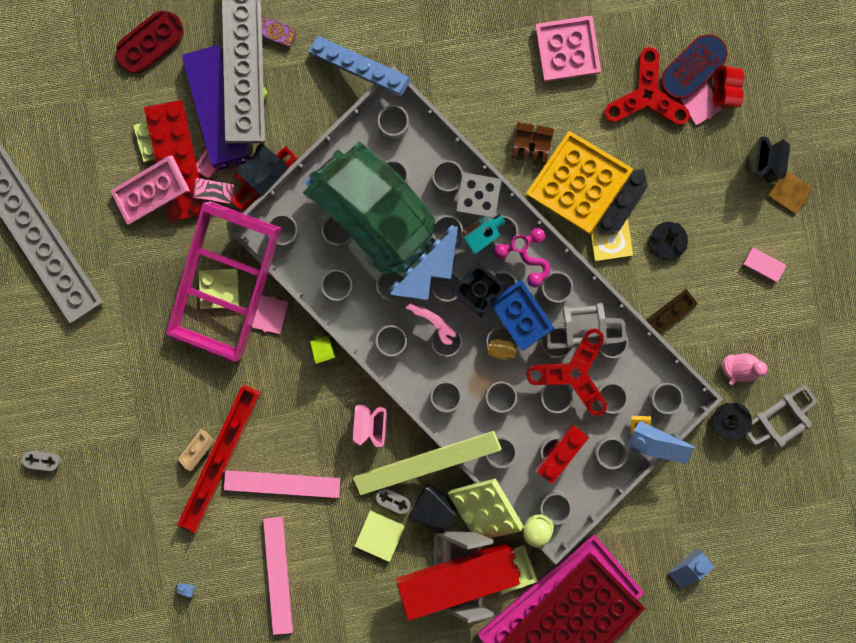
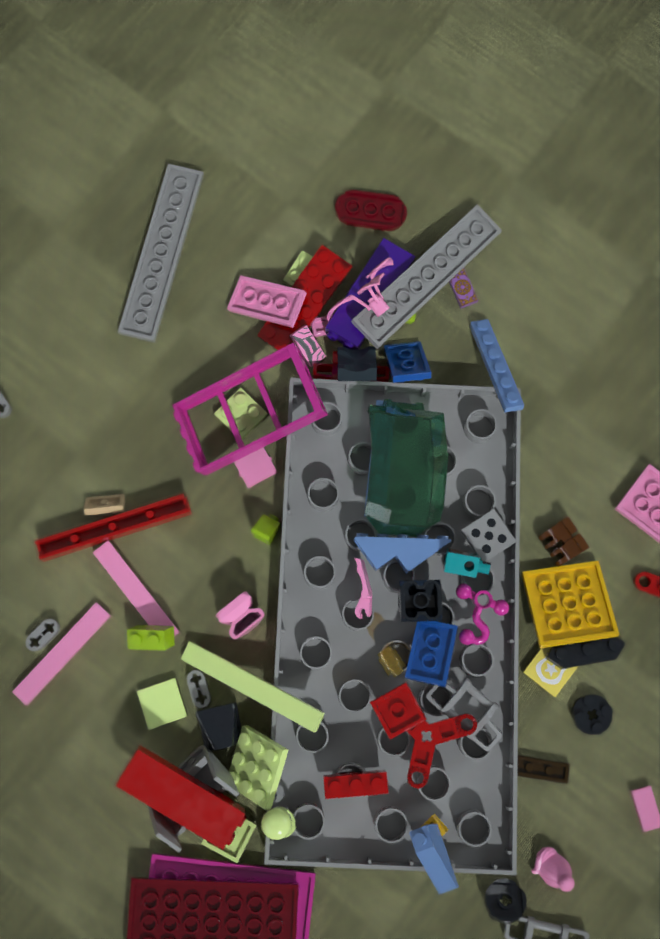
camera: 40 degrees right, 10 degrees down
(229, 110) = (377, 301): none -> bright pink plant
(256, 577) = (46, 638): none -> light grey beam
(295, 129) = (407, 362): none -> blue plate
(325, 503) = (150, 637): none -> lime brick
(540, 377) = (398, 710): none -> red plate

